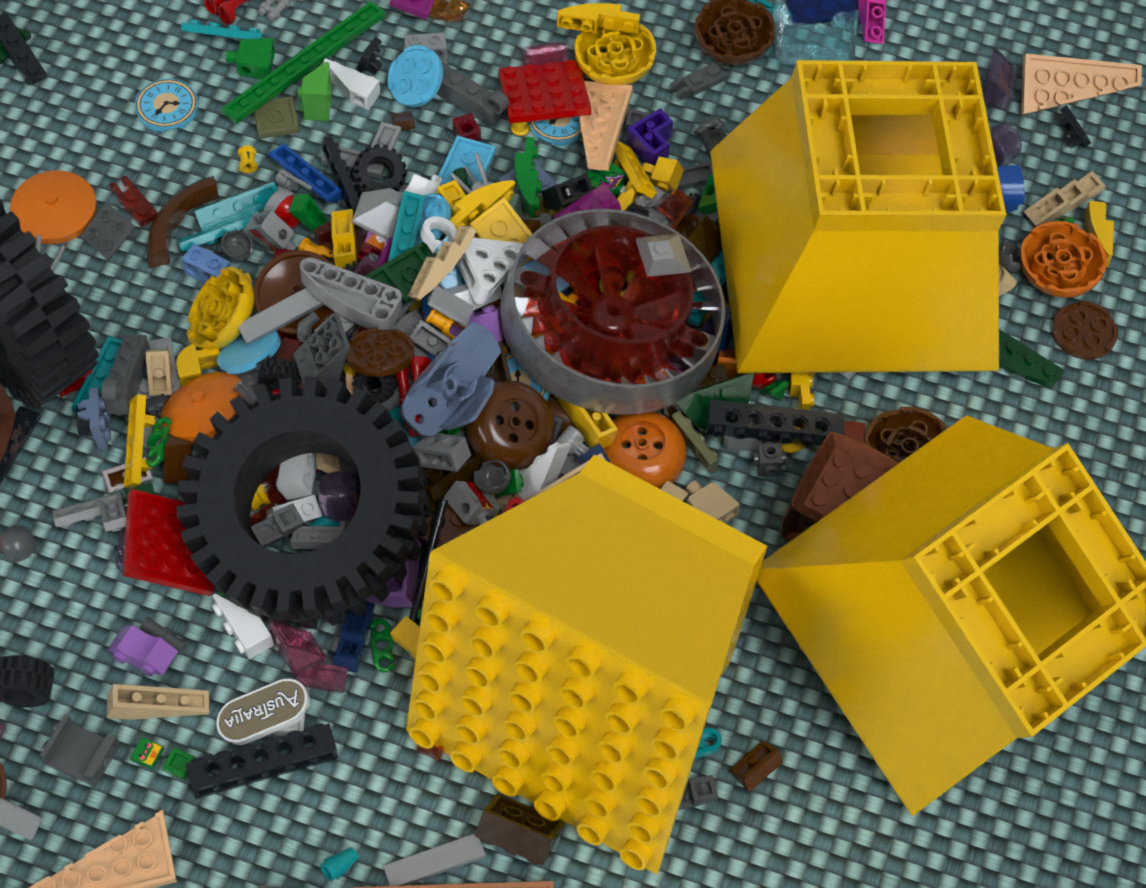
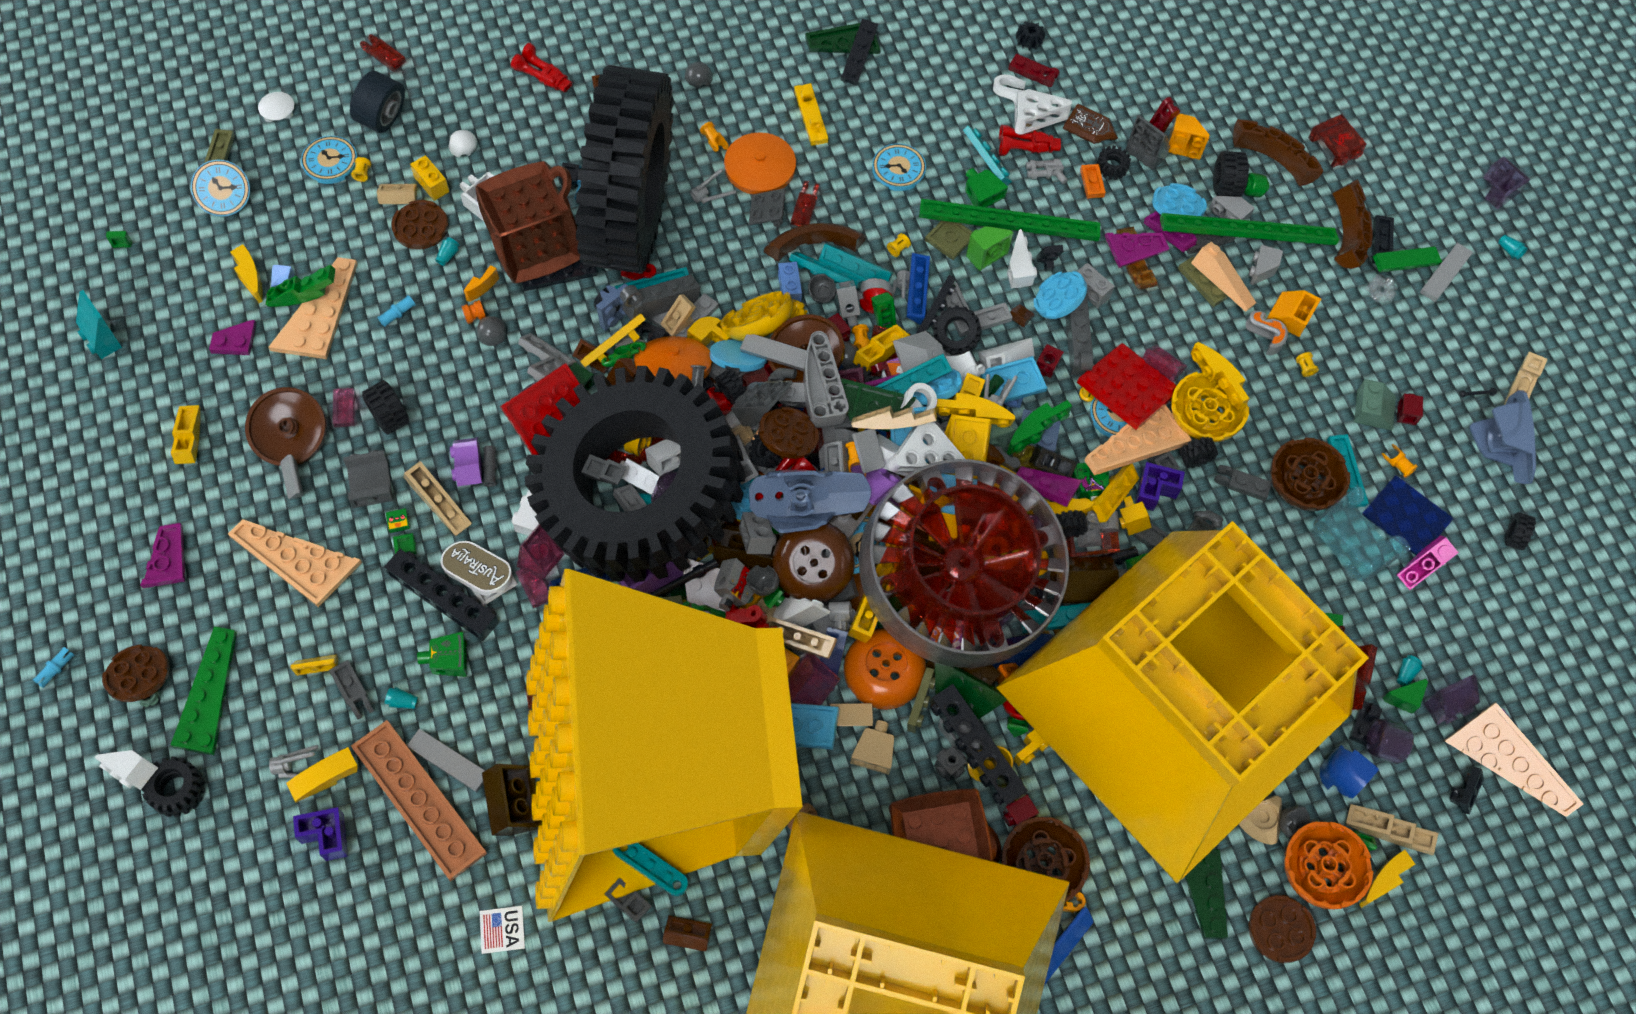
camera: 50 degrees right, 5 degrees up
(42, 132) = (811, 114): none -> yellow hinge
(330, 795) = (446, 655): none -> green torso
(433, 155) = (1007, 353): none -> white slope
(648, 88) = (1198, 452): none -> black tyre
(663, 255) = (1027, 559): light grey slope -> none

